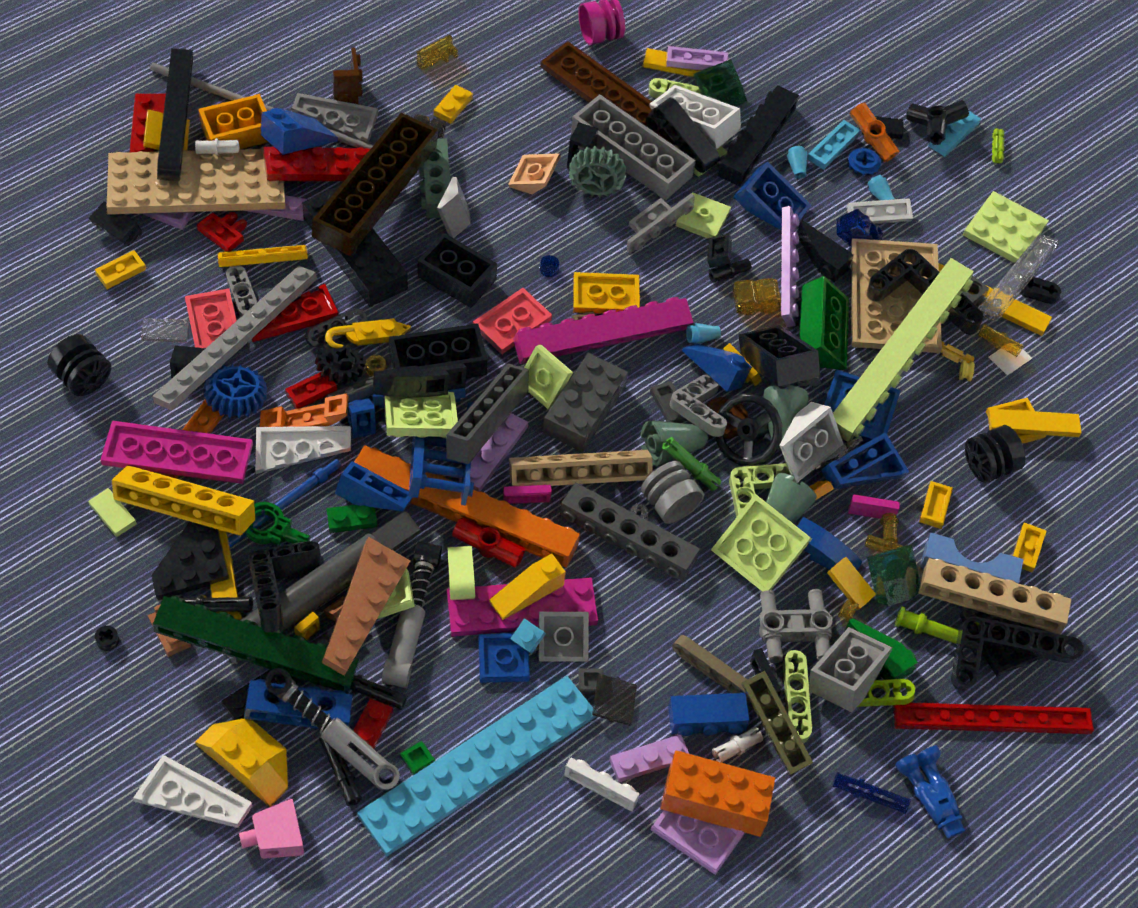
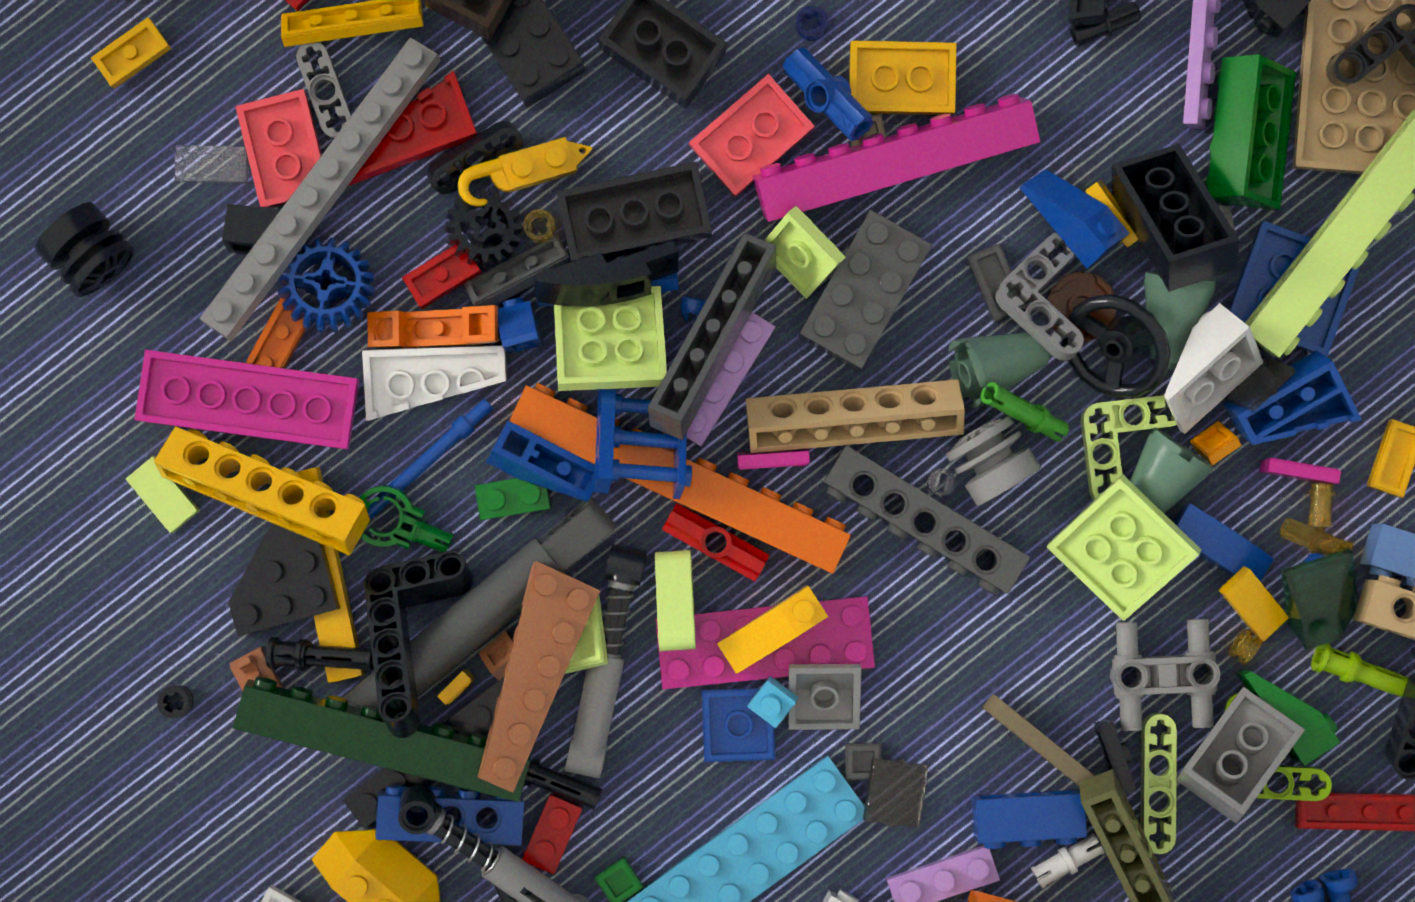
camera: 10 degrees right, 30 degrees up
(560, 296) = (827, 94): none -> blue piece
(701, 333) = (1054, 152): medium azure cone -> none
(756, 296) = (1146, 79): clear yellow brick -> none

